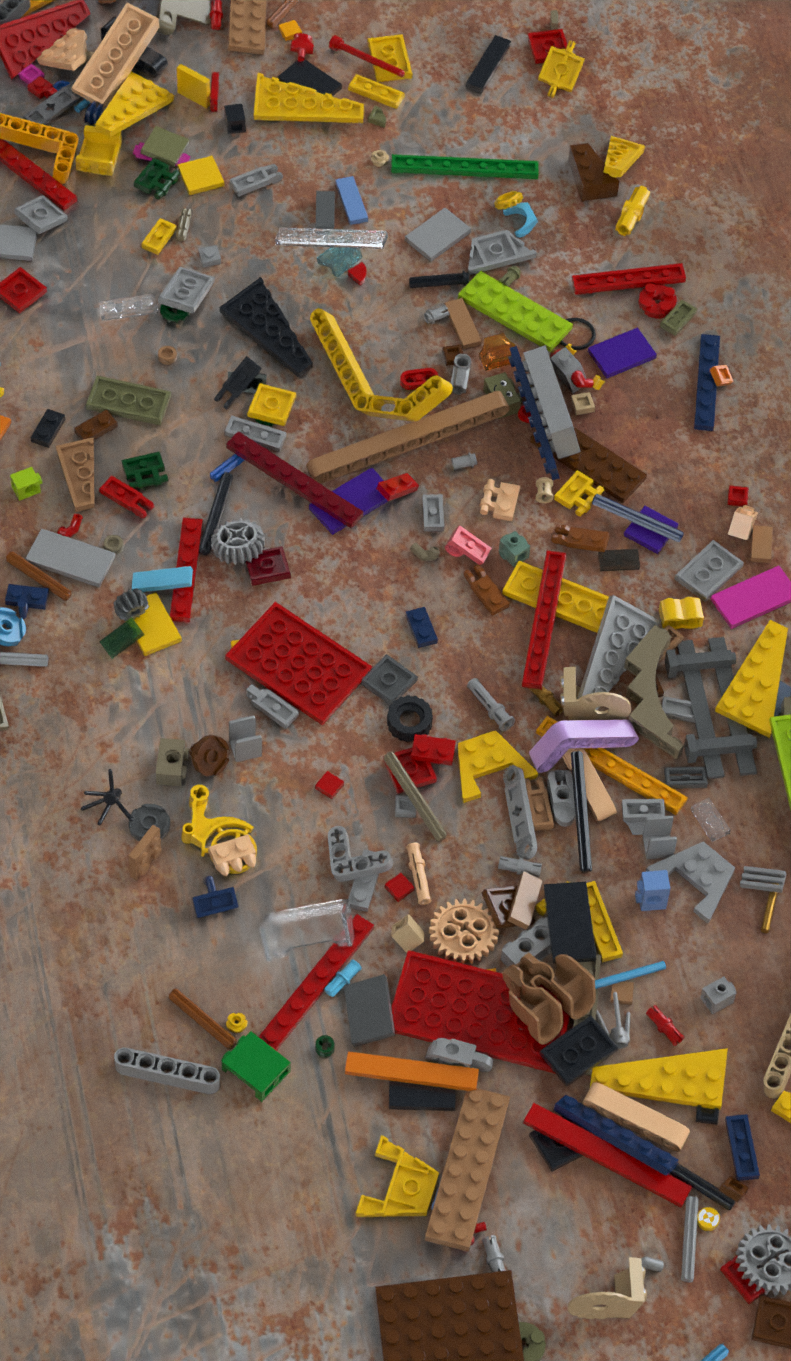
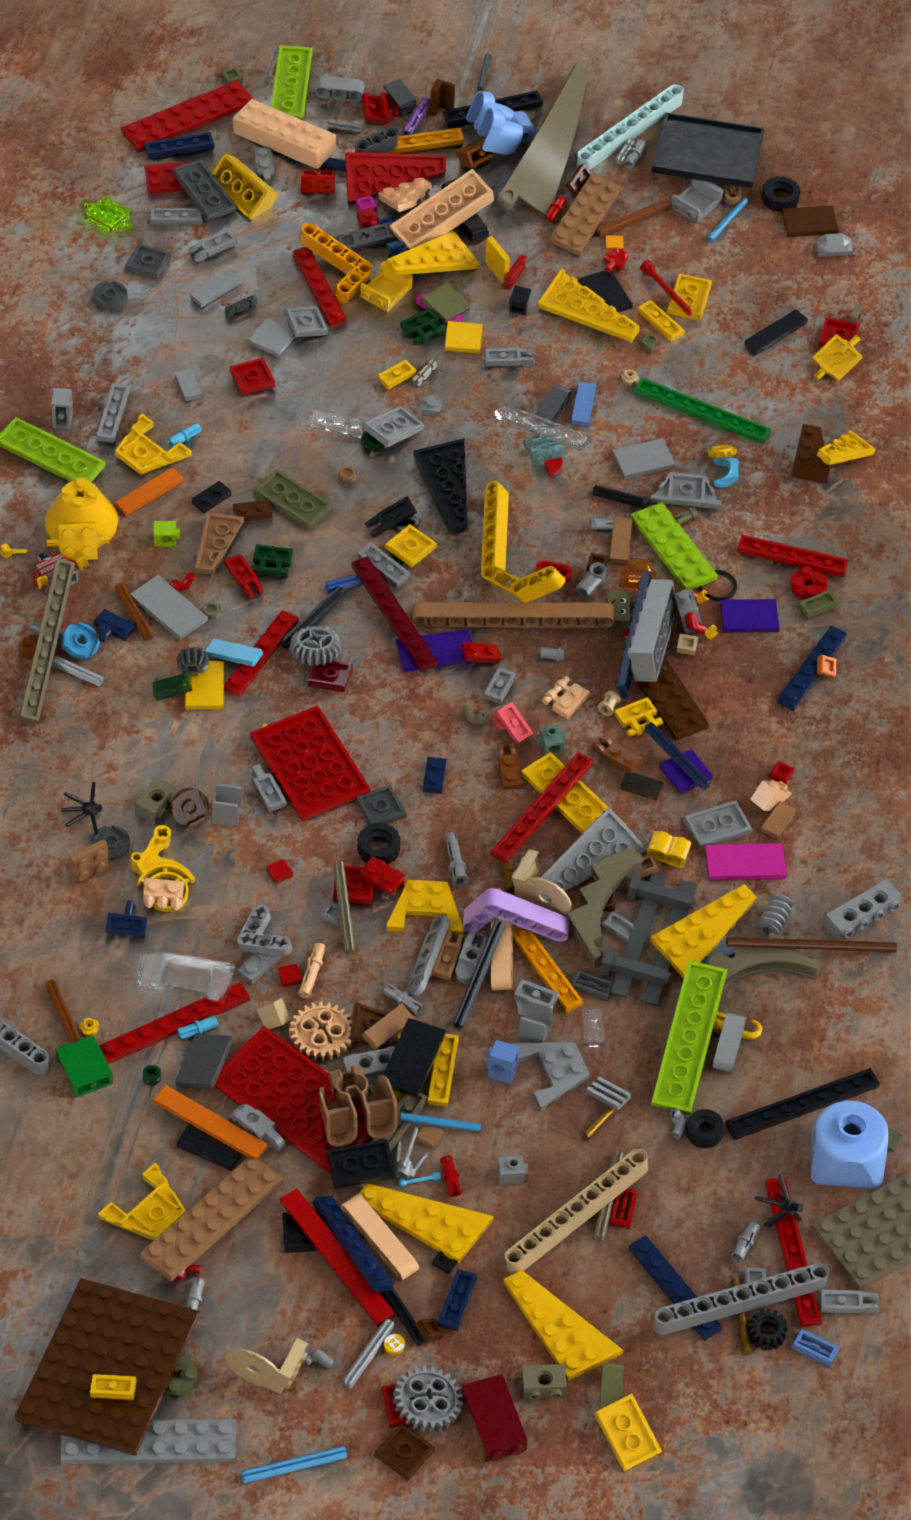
camera: 25 degrees right, 5 degrees down
(632, 210) = (831, 499): yellow piece -> none
(650, 1032) = (436, 1177): none -> medium azure hinge

